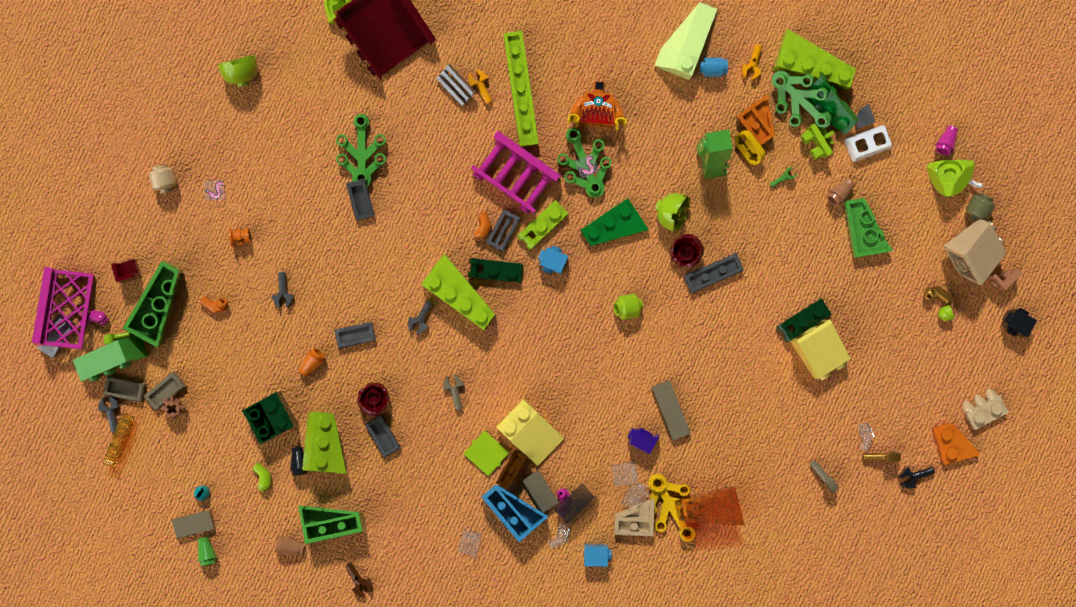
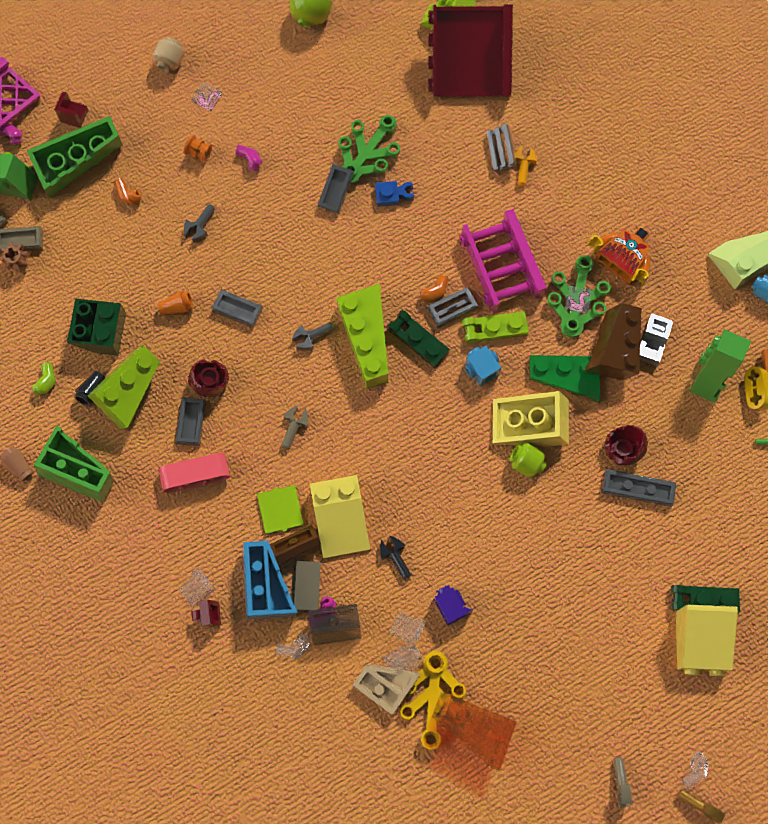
camera: 35 degrees right, 15 degrees down
(282, 214) = (252, 156): none -> dark pink arm
(358, 580) = (57, 548): reddish brown bar -> none
(400, 174) = (389, 193): none -> blue plate
(412, 470) = (194, 472): none -> coral beam
(490, 555) = (208, 613): none -> dark red tile
(521, 89) = (561, 191): lime plate -> none
(585, 432) = (395, 556): none -> black bar
(597, 555) = (318, 693): dark azure brick -> none
(612, 277) = (531, 419): none -> light yellow slope
(635, 181) = (618, 344): none -> reddish brown wedge
(657, 158) = (654, 339): none -> slope
(671, 410) = (501, 596): dark tan tile -> none
(672, 210) = (637, 396): lime cylinder -> none

